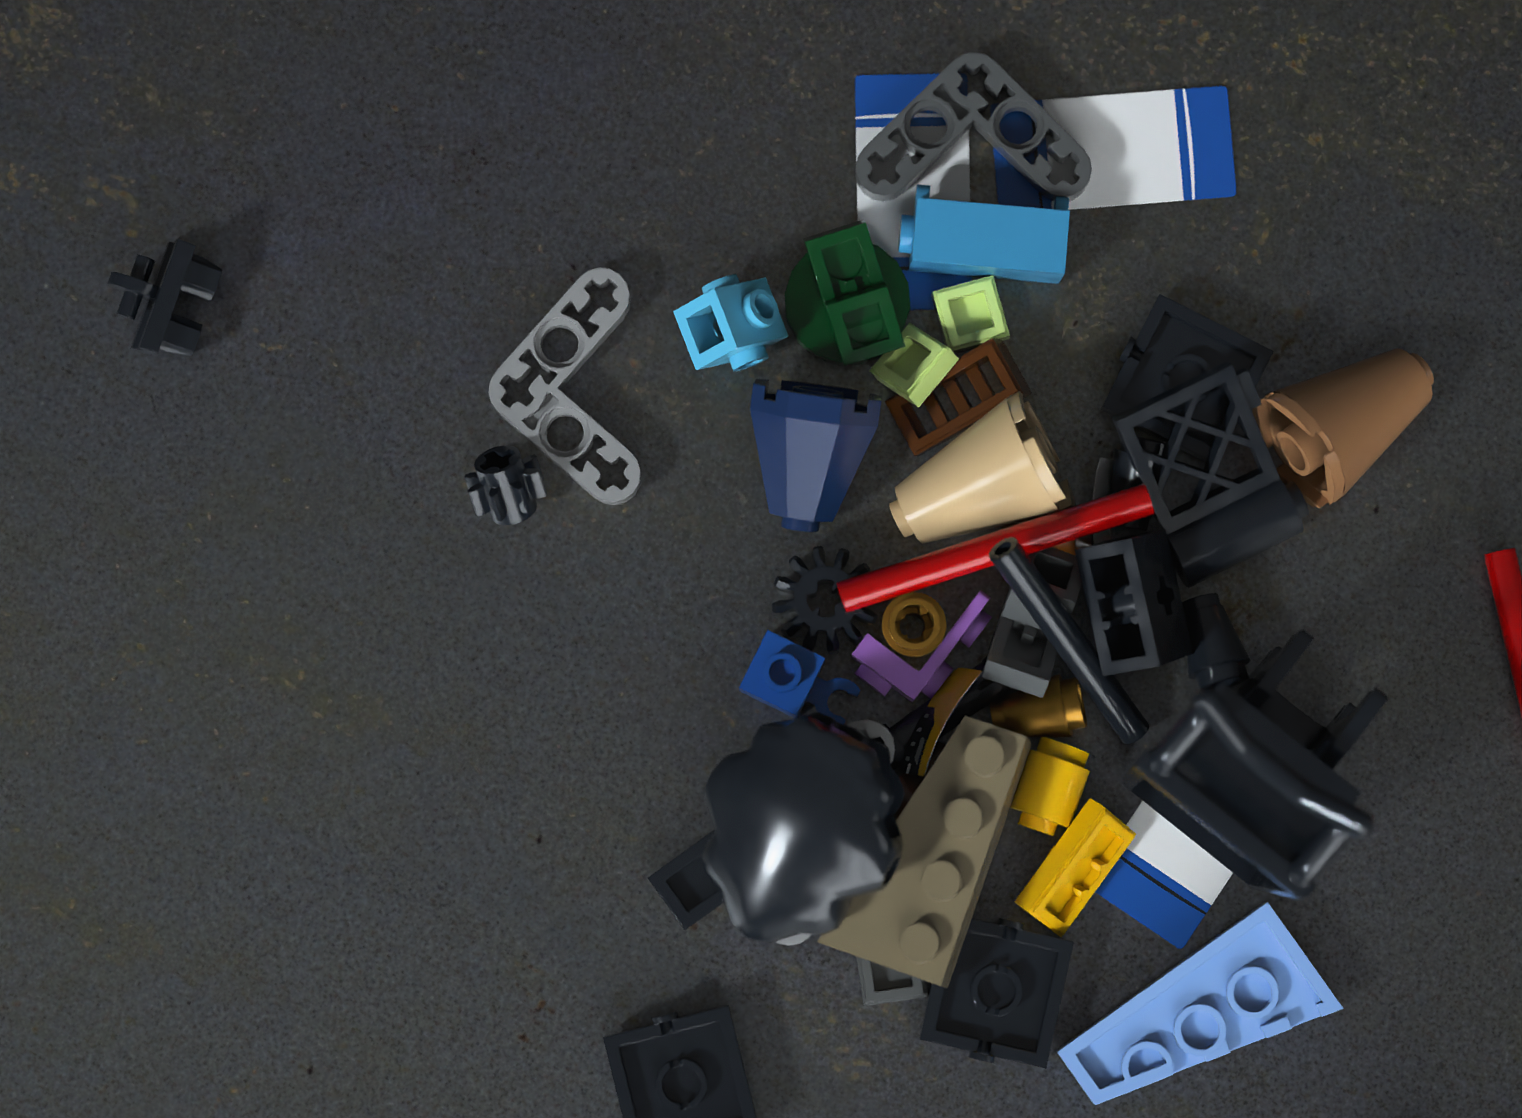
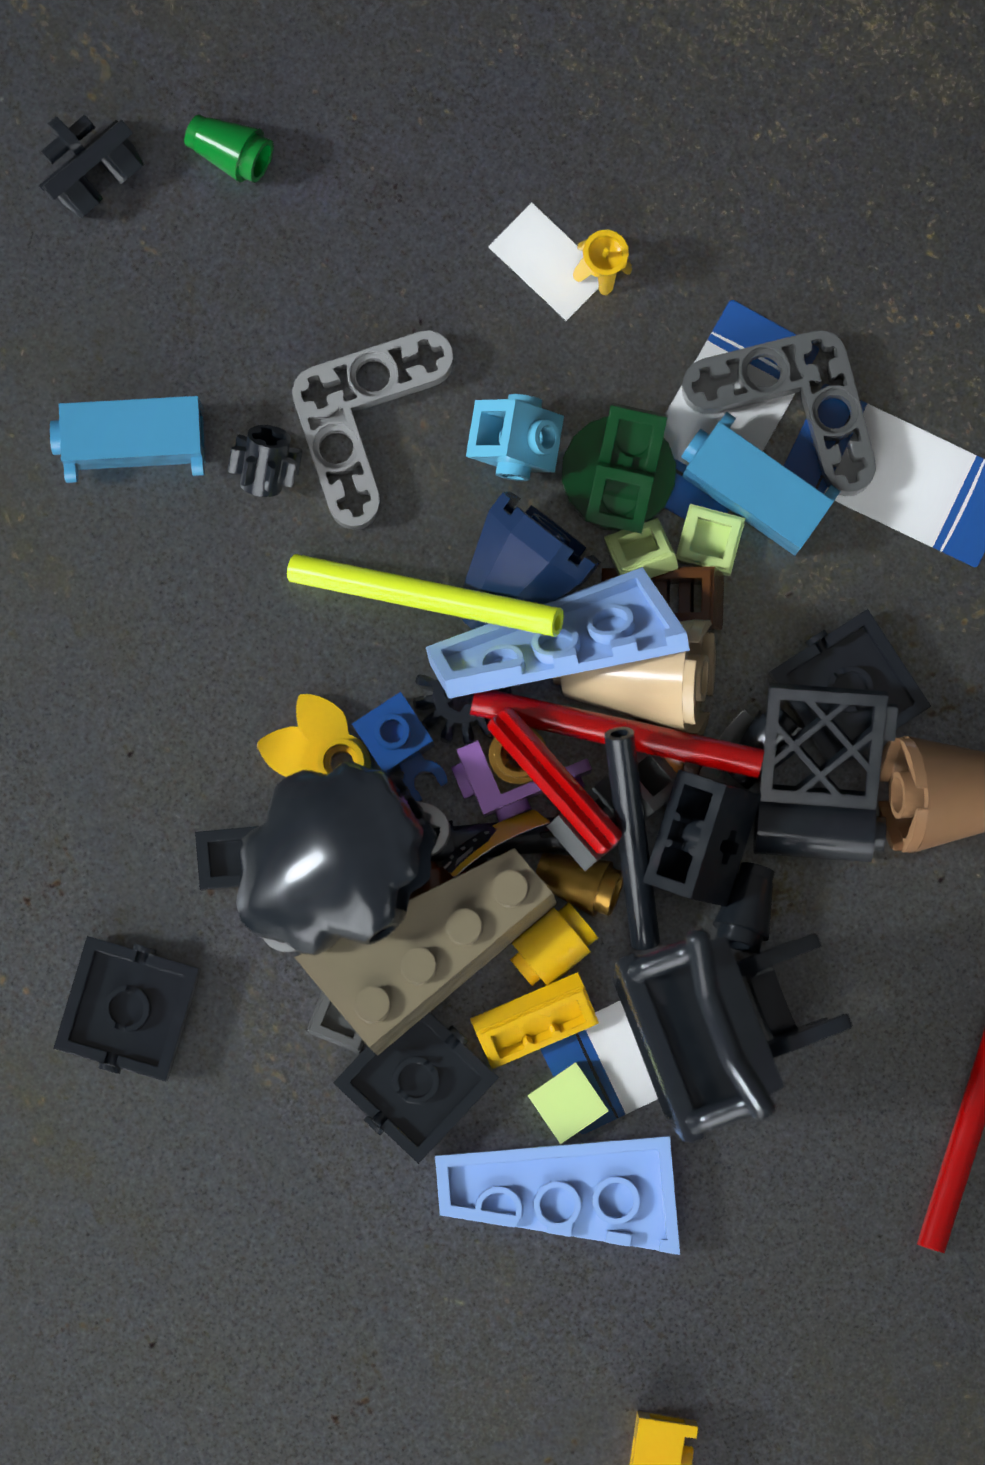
camera: 30 degrees right, 0 degrees up
(296, 204) = (231, 147): none -> green cone
(360, 535) = (129, 434): none -> dark azure brick
(662, 139) = (545, 260): none -> white sticker
(708, 726) = (315, 742): none -> yellow plate
(715, 105) = (603, 257): none -> yellow piece
(736, 524) = (426, 595): none -> neon yellow piece
(904, 475) = (601, 628): none -> light blue wing
(965, 628) = (554, 780): none -> red axle
(1151, 927) = (568, 1103): none -> yellowish green tile

